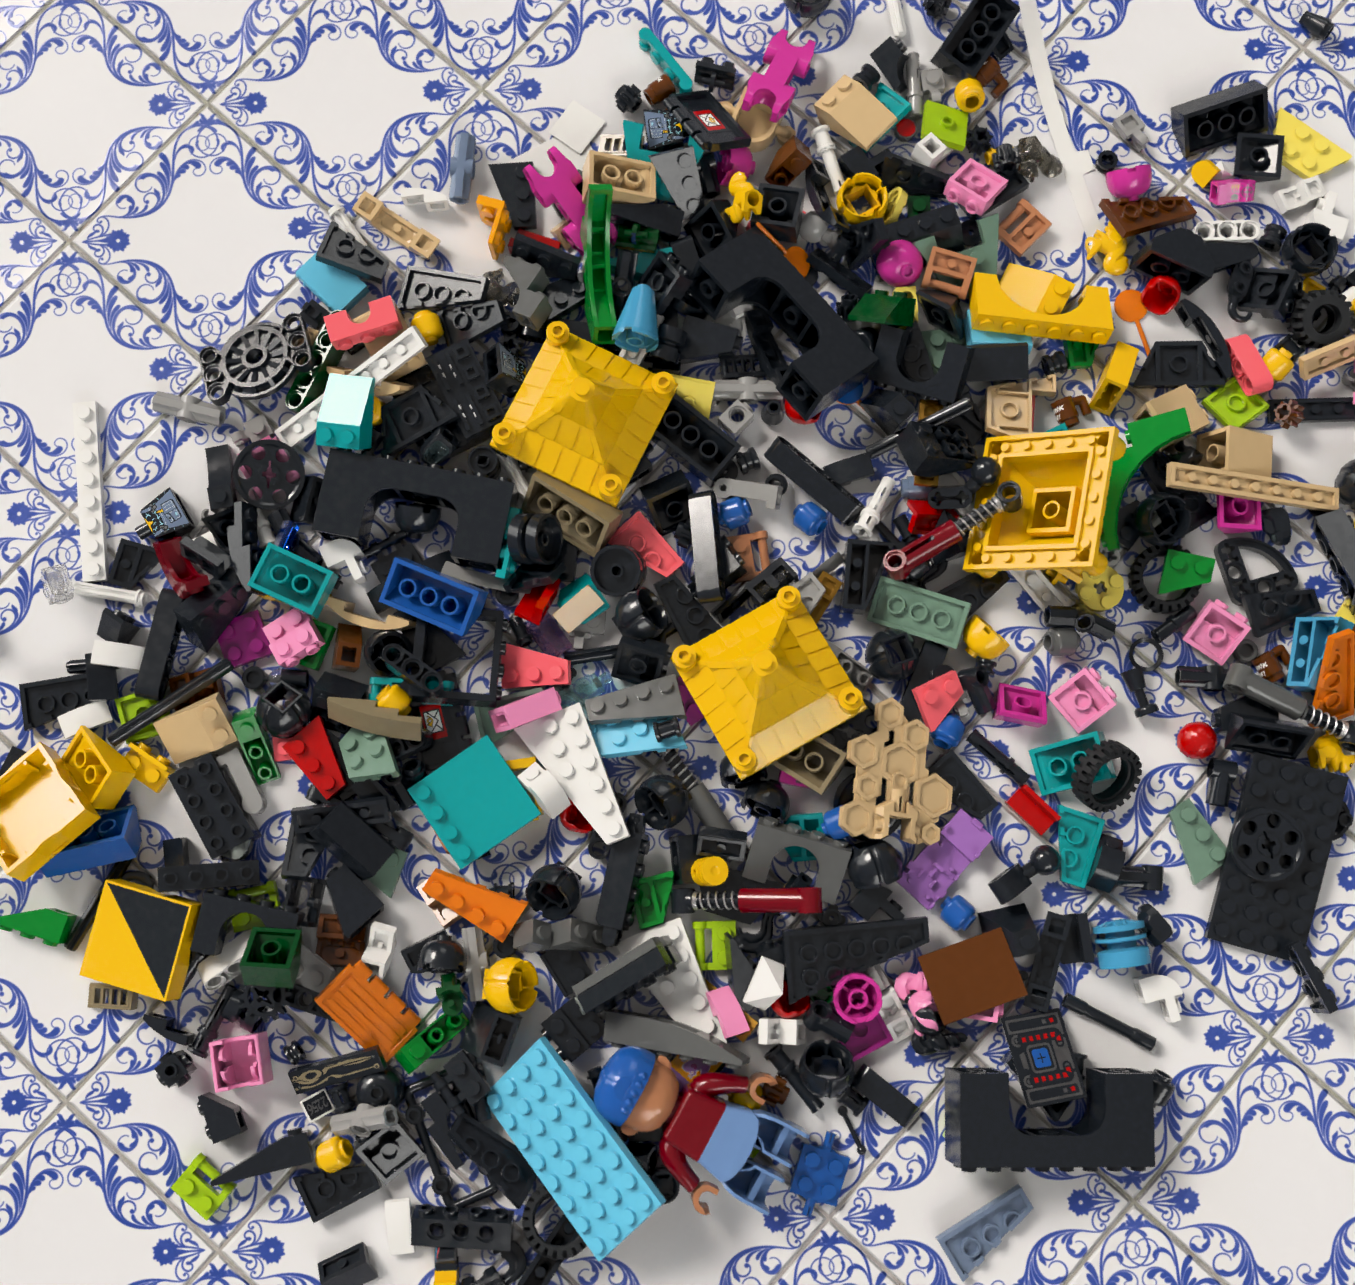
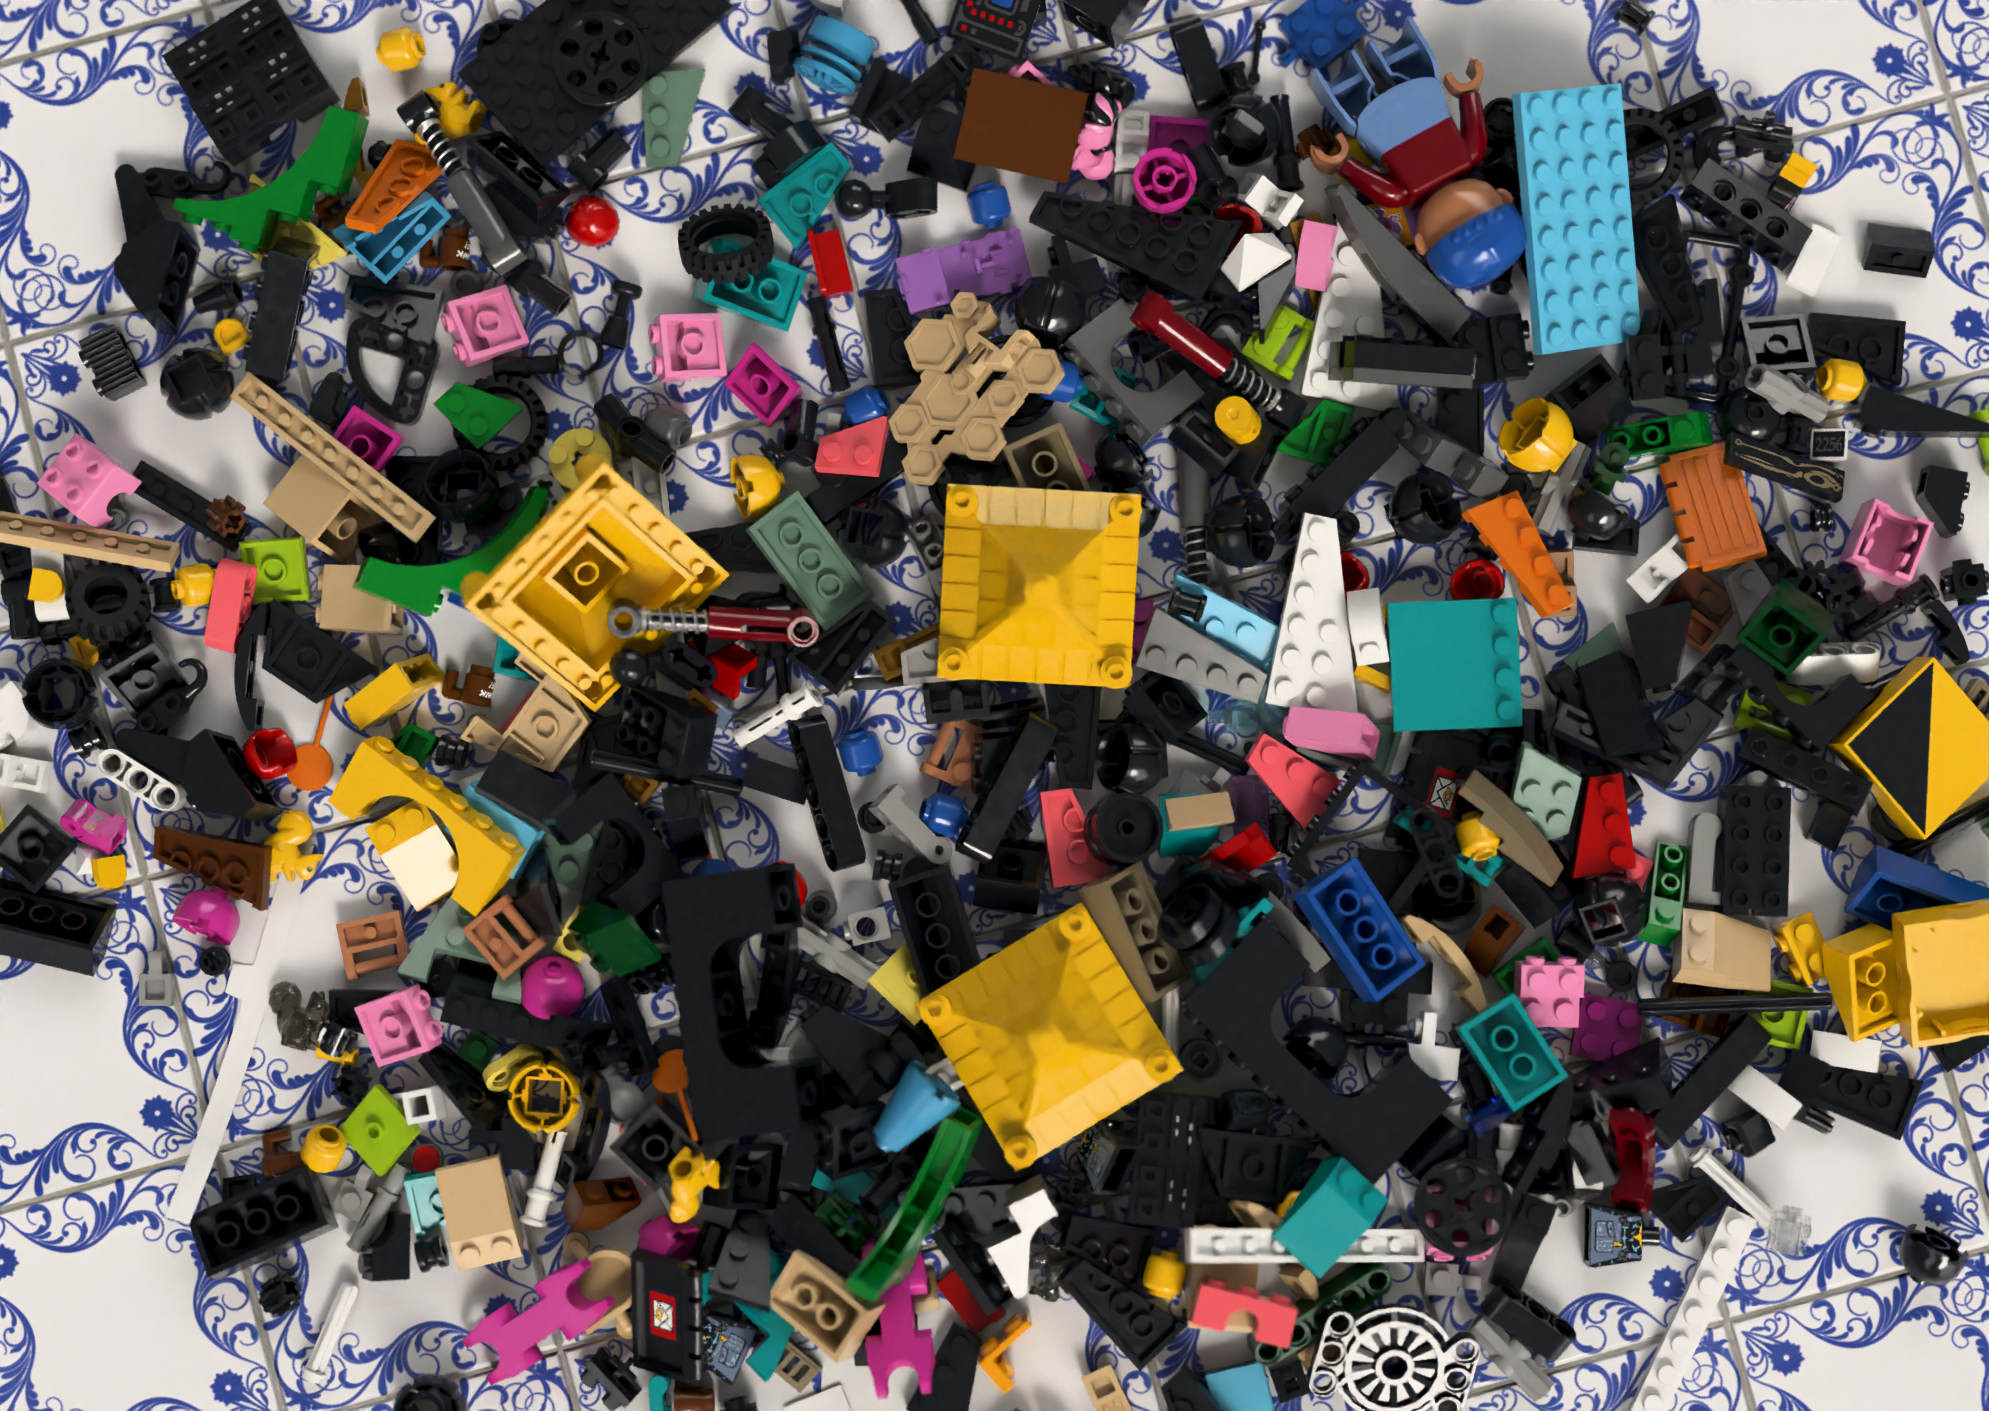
camera: 145 degrees left, 5 degrees up
(189, 435) = (1528, 1320): none -> black beam
(492, 866) = (1477, 580): none -> red hair

